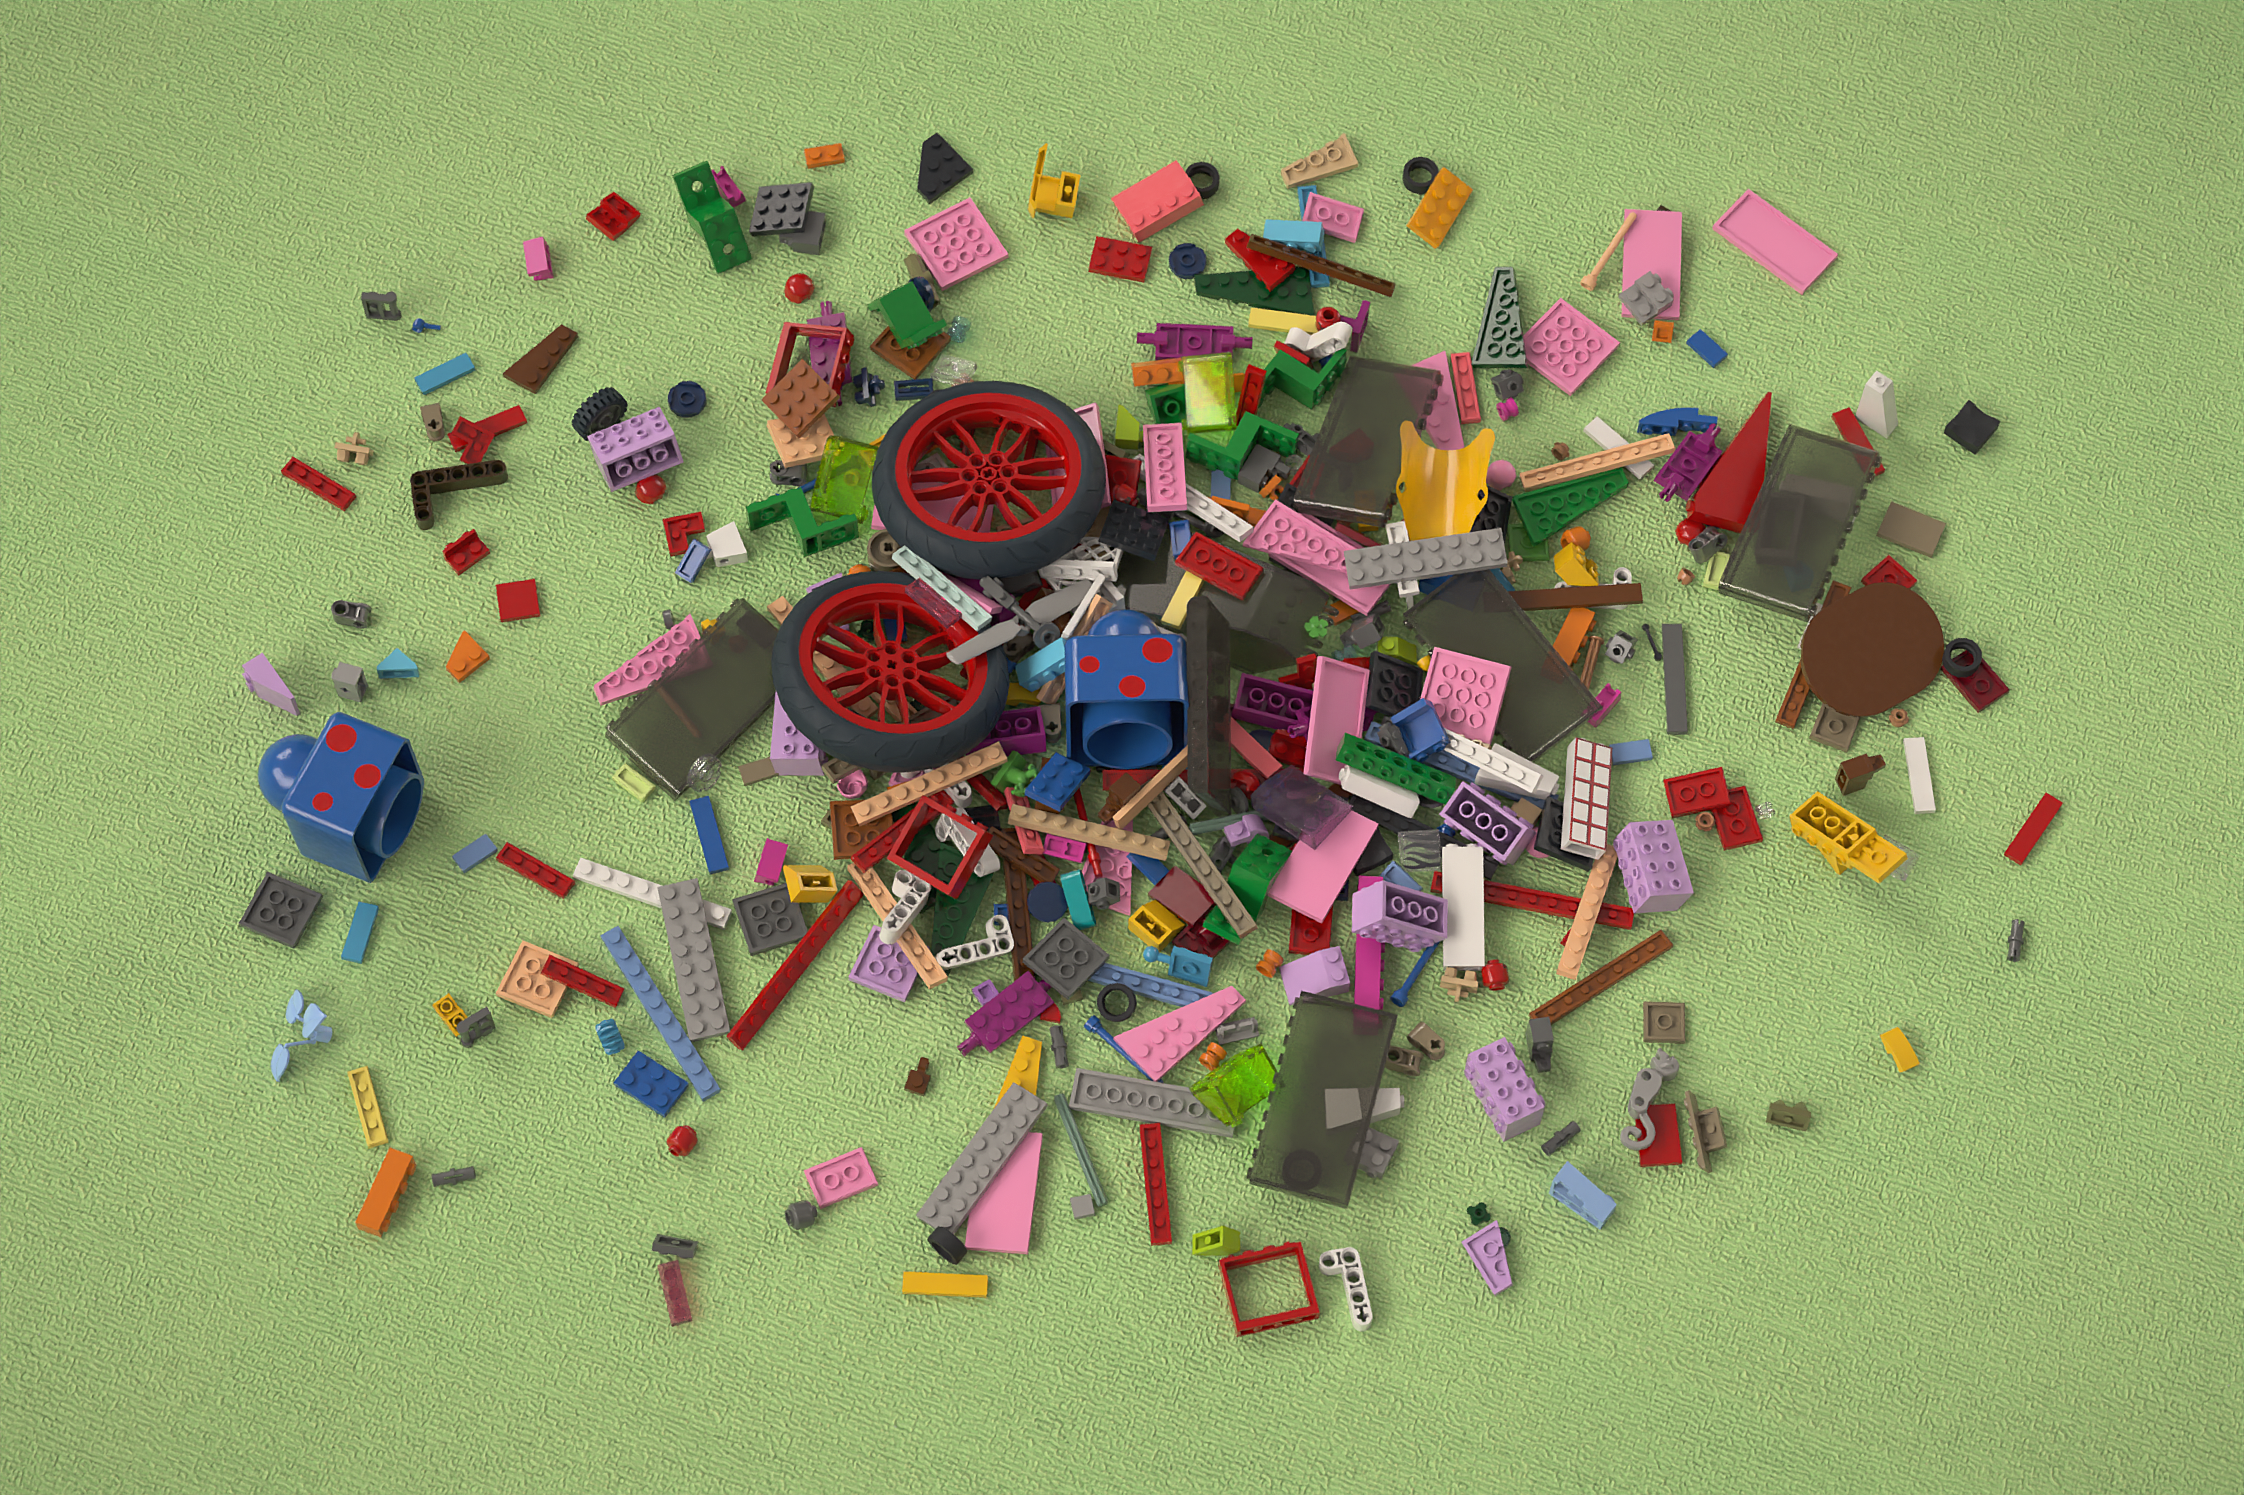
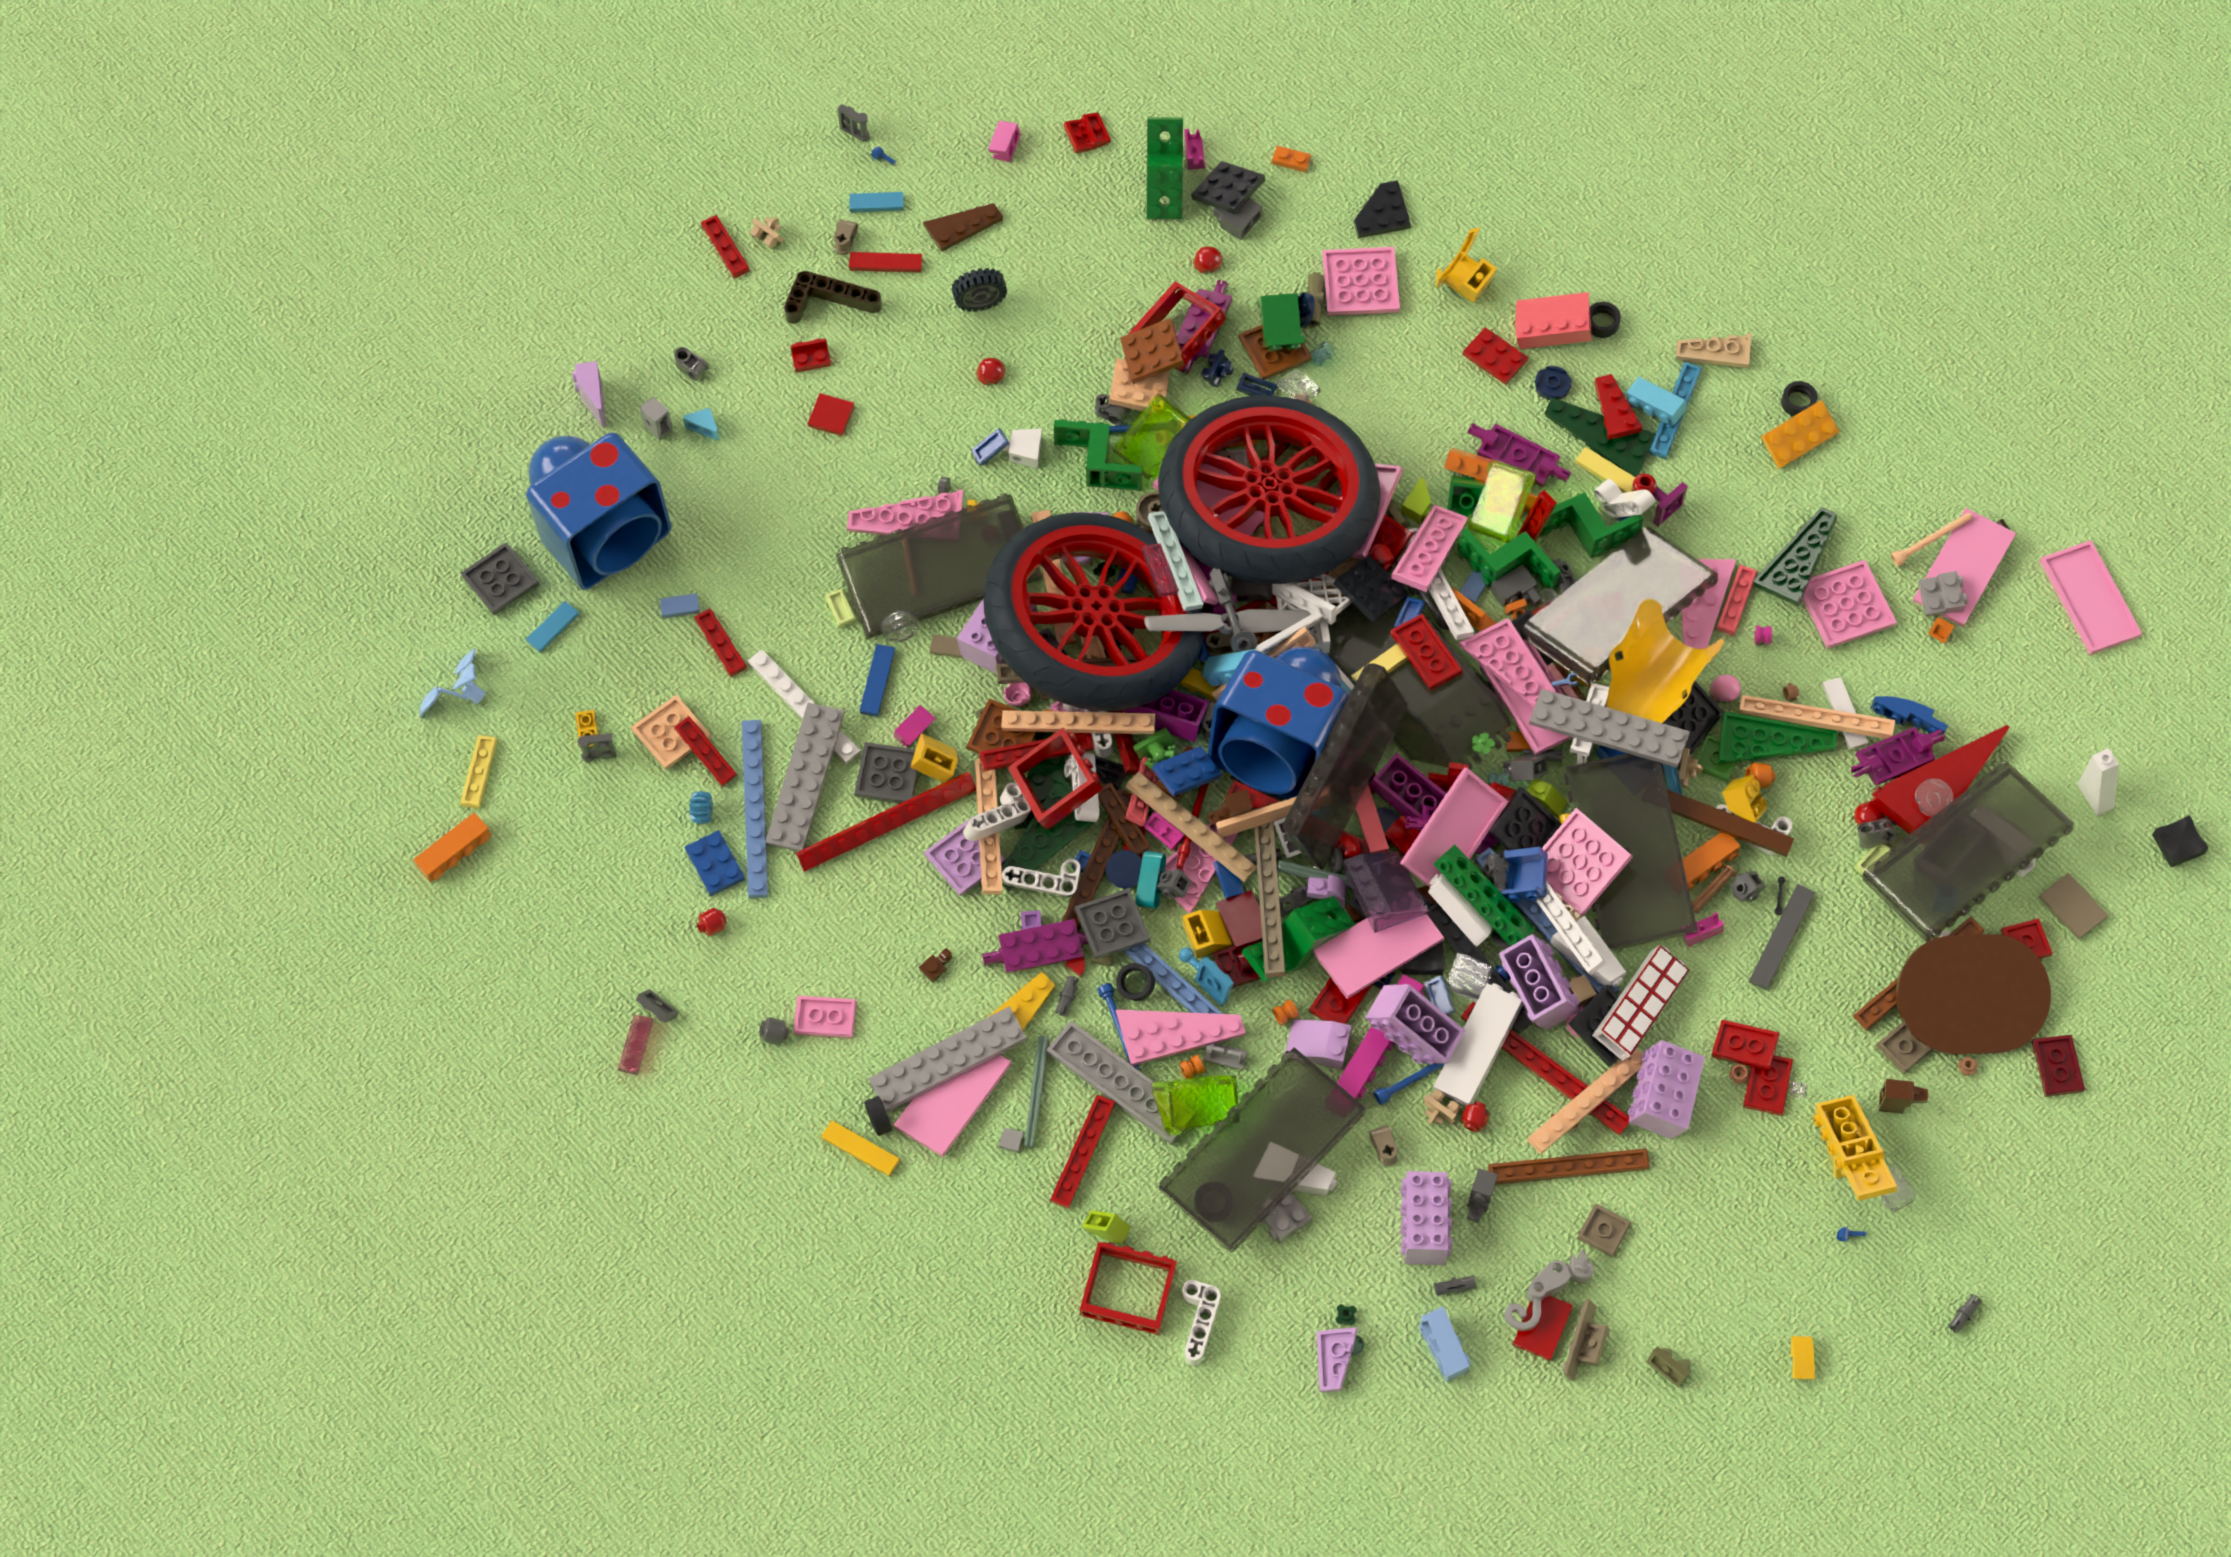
camera: 30 degrees right, 0 degrees up
(439, 1178) = (525, 864): dark grey pin -> none
(466, 657) = (762, 442): orange wing -> none
(476, 437) = (870, 267): red plate -> none
(635, 449) = (992, 331): lavender brick -> none
(678, 528) = (995, 414): red plate -> none
(687, 399) = (1062, 311): dark blue tile -> none
(1293, 353) = (1597, 504): red tile -> none
(1321, 265) = (1666, 437): reddish brown tile -> none
(1337, 217) = (1702, 401): bright pink tile -> none
(1361, 533) = (1566, 681): none -> medium blue hand
(1404, 1061) = (1357, 1153): dark tan piece -> none
(1507, 384) = (1774, 613): dark grey brick -> none
(1631, 752) = (1706, 982): medium blue tile -> none
(1685, 575) = (1842, 852): nougat hinge -> none
(1707, 348) = (1974, 663): blue tile -> none
(1742, 487) = (1933, 796): none -> clear tile
(1852, 431) = (2067, 802): red tile -> none
(1874, 921) = (1844, 1233): none -> blue hand
(1919, 775) = (1958, 1126): white tile -> none
(1966, 644) = (2061, 1027): black tyre -> none
(2033, 828) = (2037, 1222): red tile -> none

